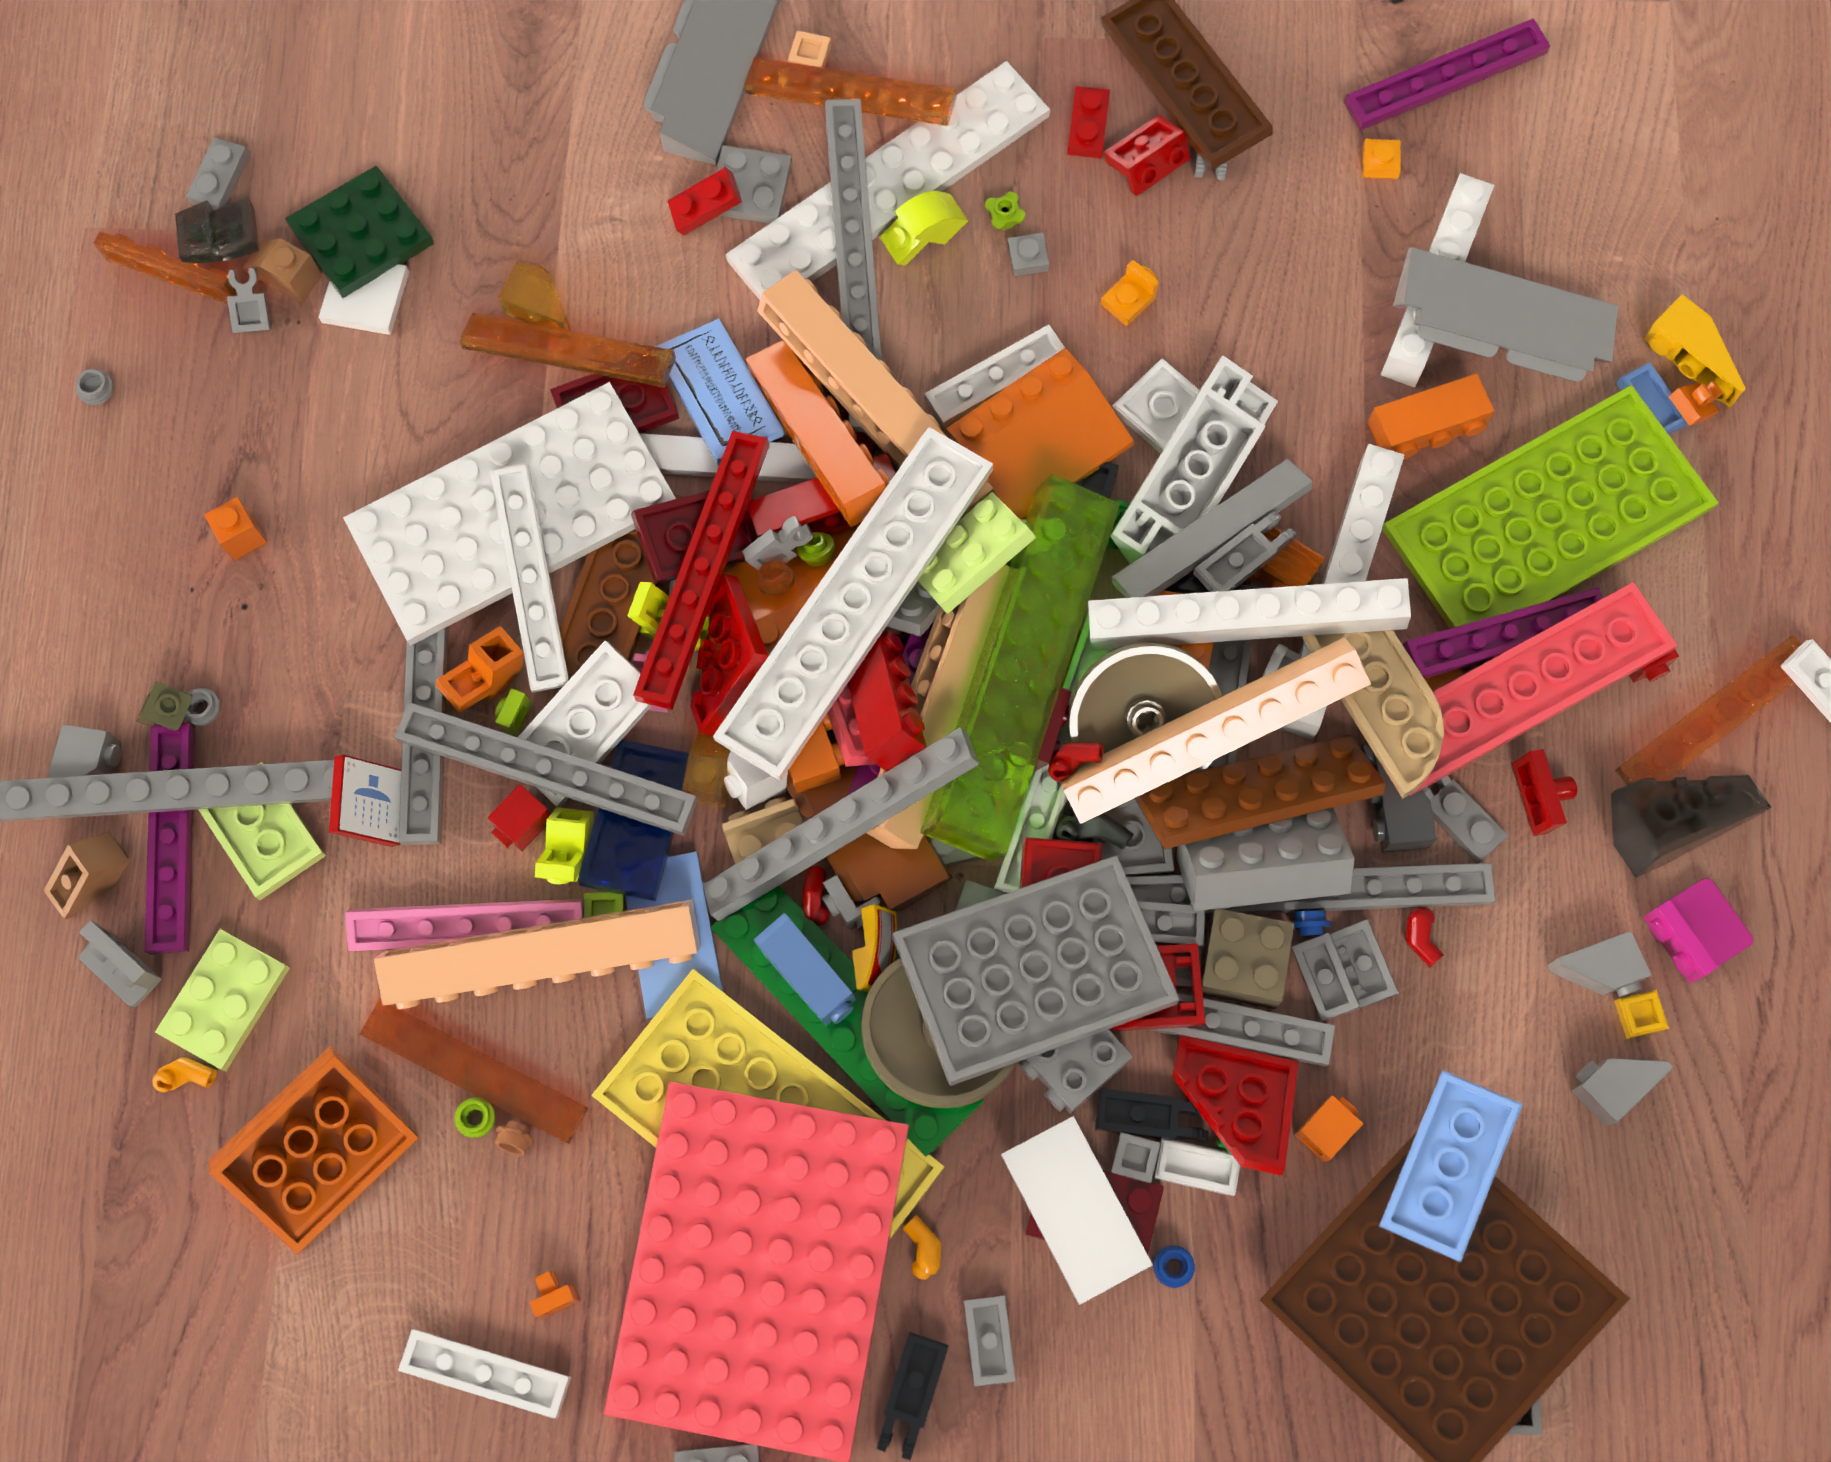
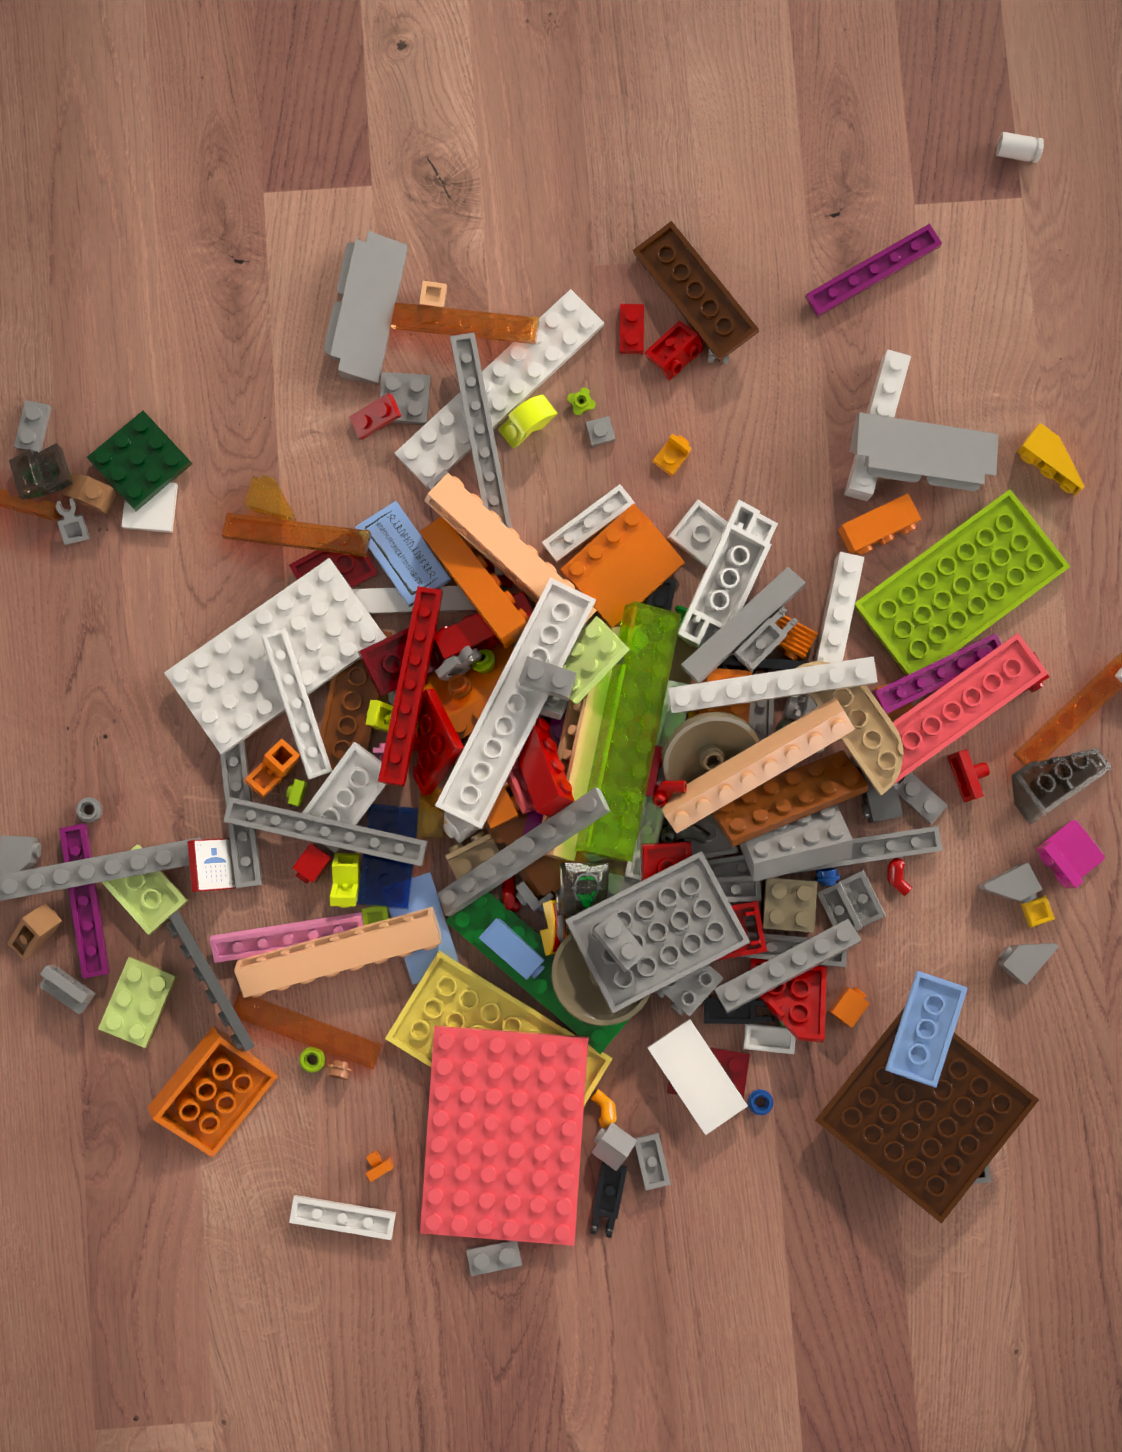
camera: 15 degrees left, 10 degrees up
(164, 707) = (65, 815): olive bracket -> none
(181, 1072) = (120, 1051): light orange arm -> none
(235, 528) = (91, 685): orange brick -> none
(327, 957) = (204, 973): none -> dark grey wing
(906, 563) = (547, 678): none -> light grey brick
(924, 888) = (581, 887): none -> clear smoke slope
(929, 1306) = (613, 1146): none -> light grey brick
(972, 971) = (619, 942): none -> light grey brick
(1135, 1157) = (730, 1038): light grey plate -> none
(1235, 1049) = (787, 965): none -> light grey plate
(1381, 158) = (833, 337): light orange plate -> none
(1655, 395) = (1026, 494): medium blue tile -> none
(1696, 402) = (1052, 496): orange tile -> none

